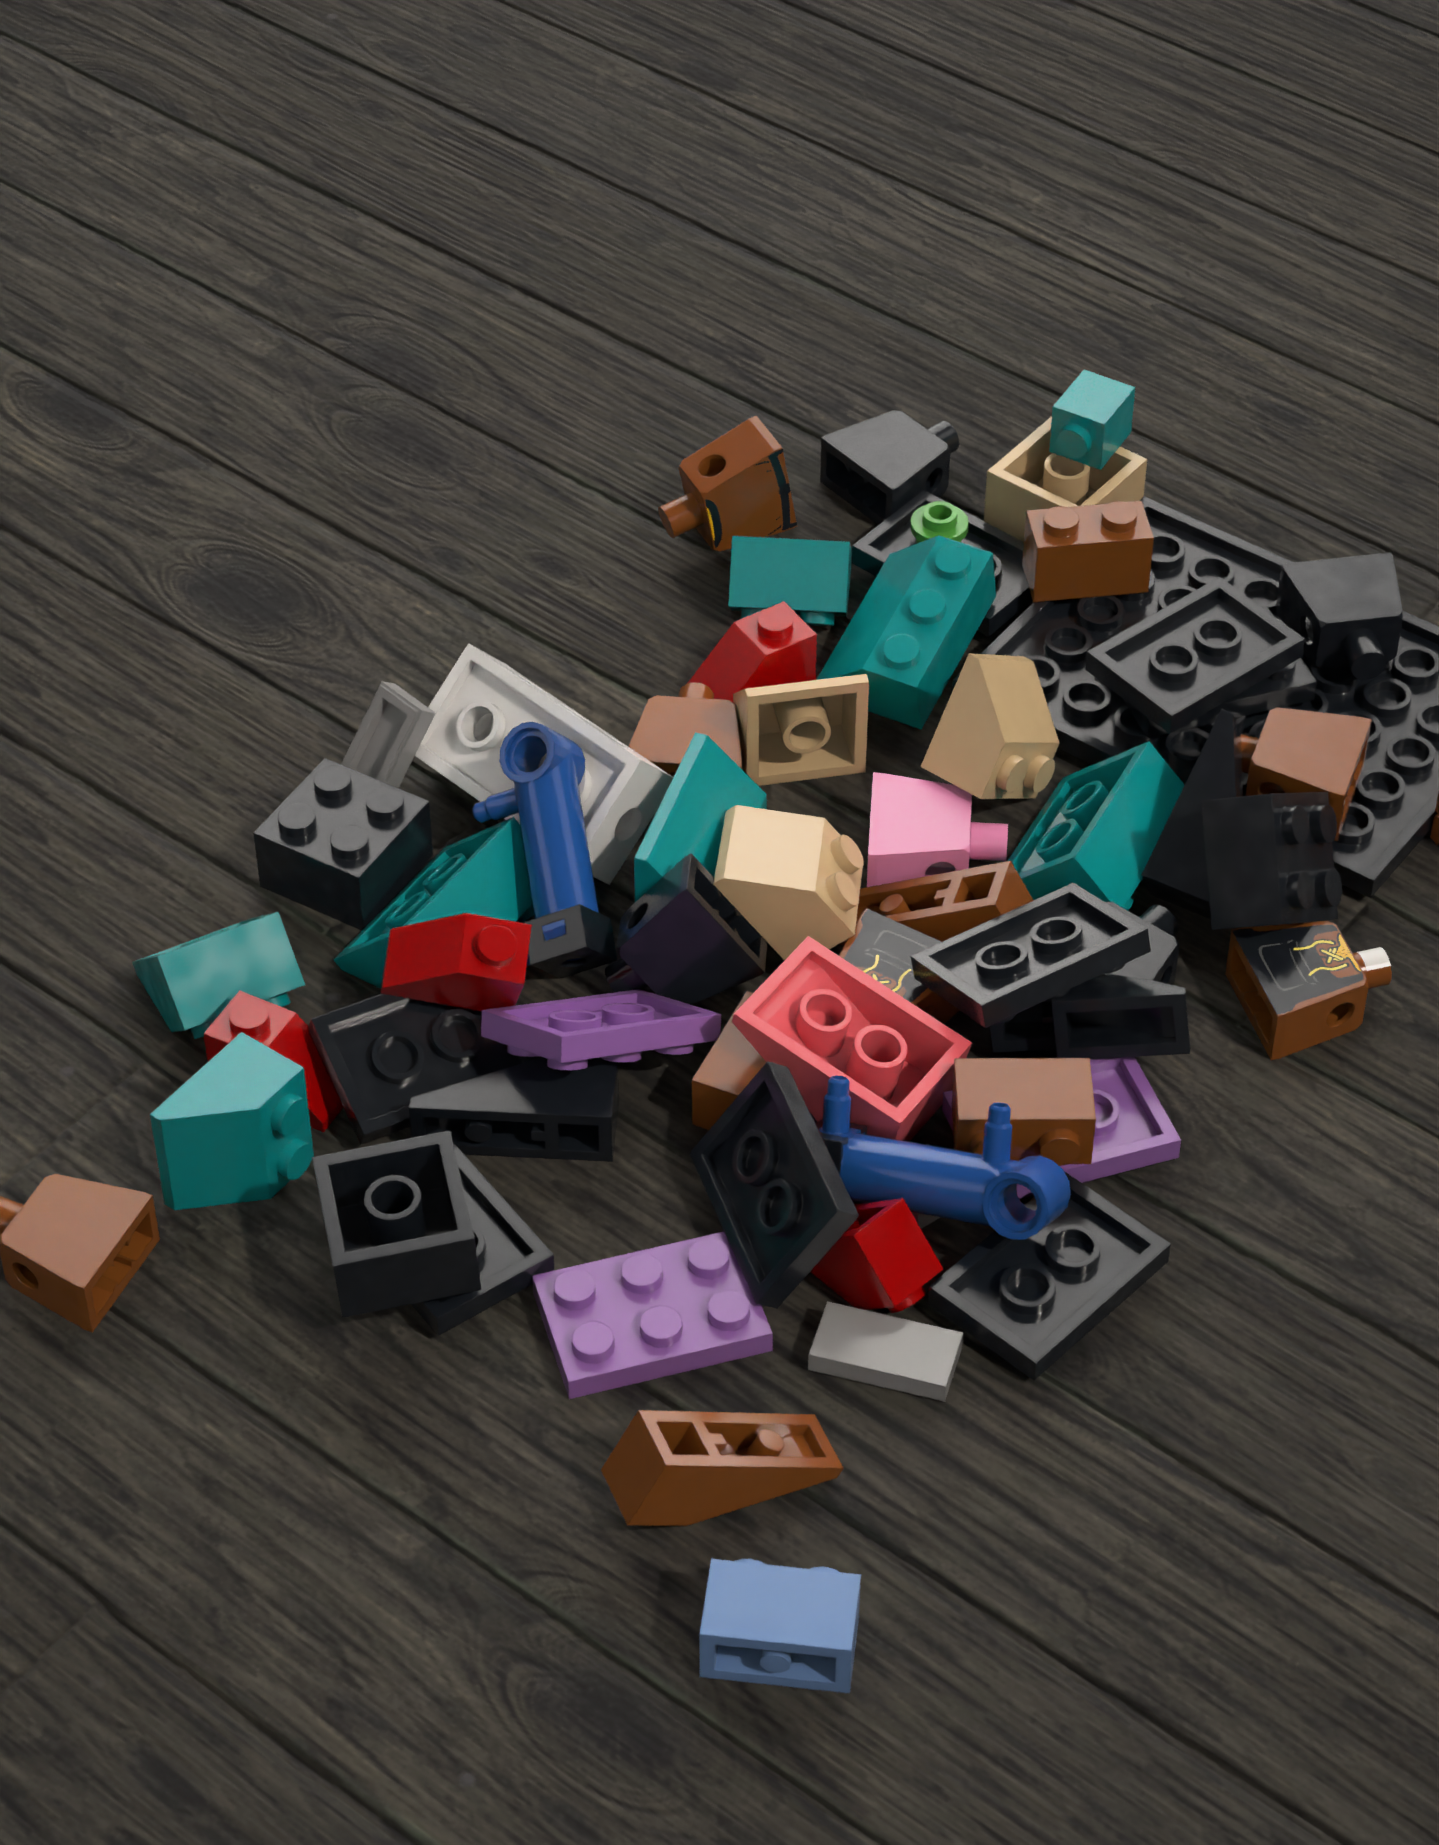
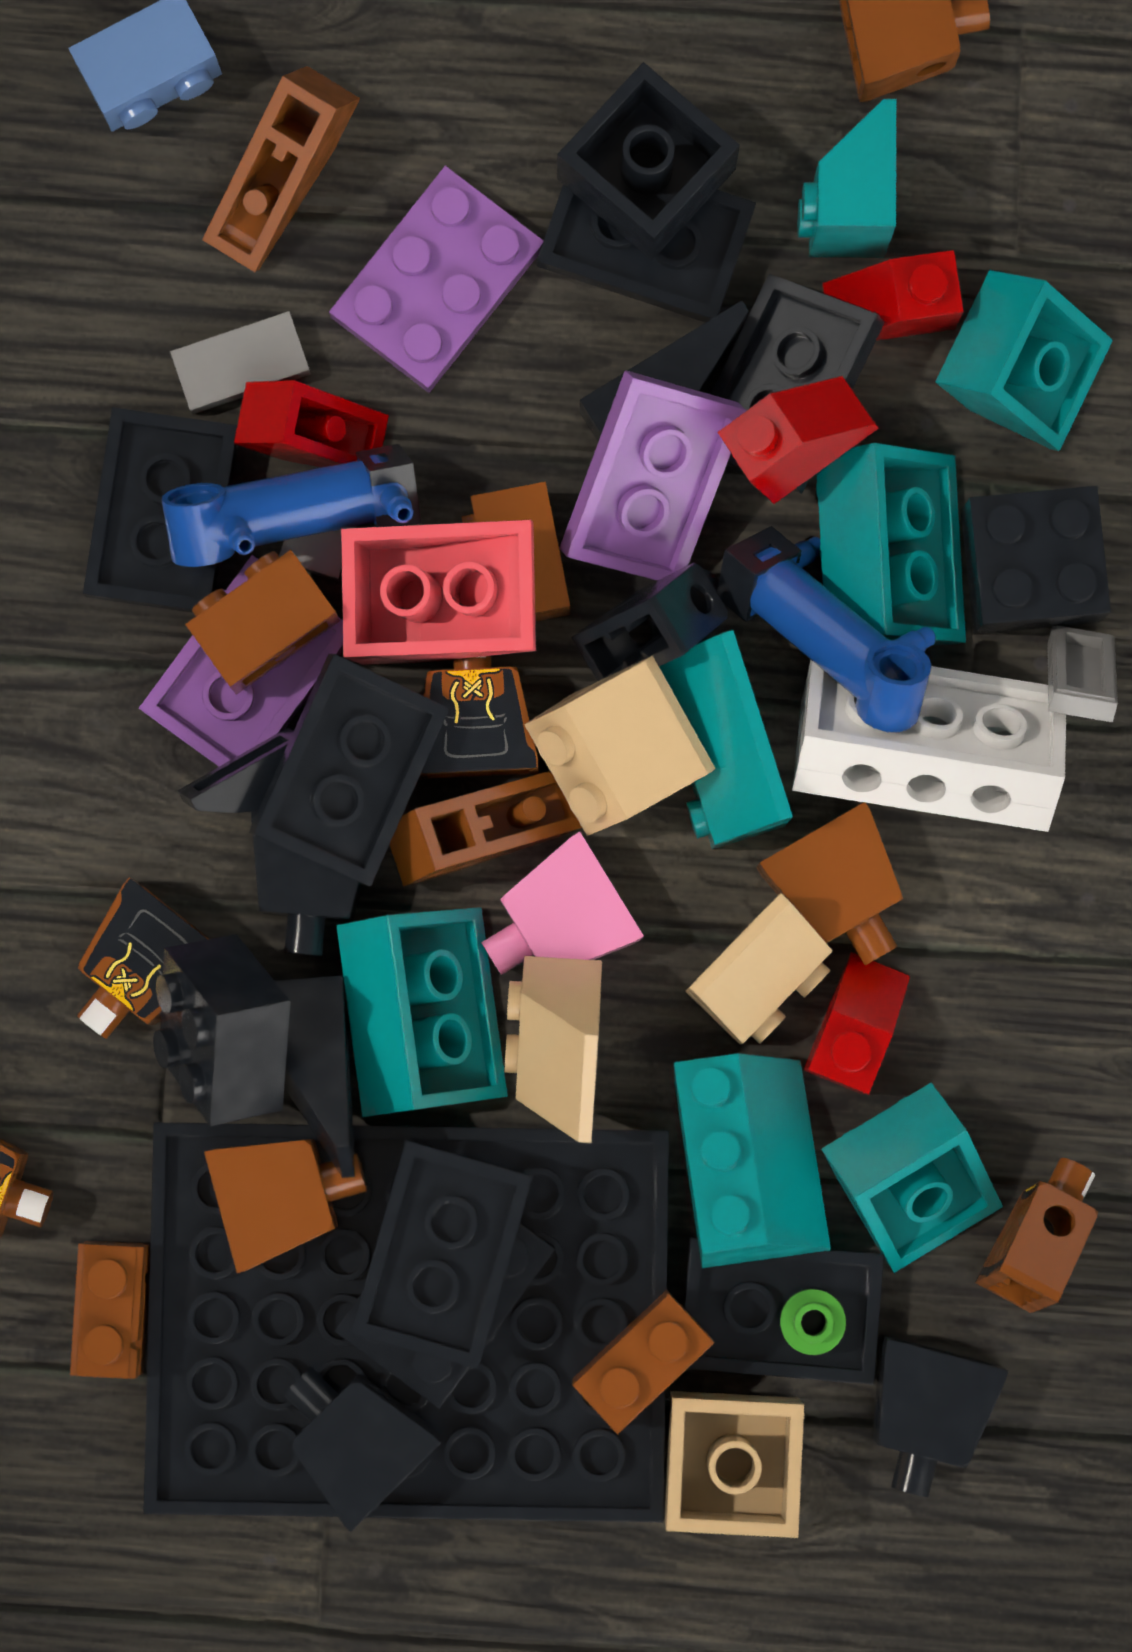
camera: 145 degrees right, 40 degrees up
(773, 1185) = (400, 409): black plate -> none
(1092, 419) = (737, 1520): teal brick -> none

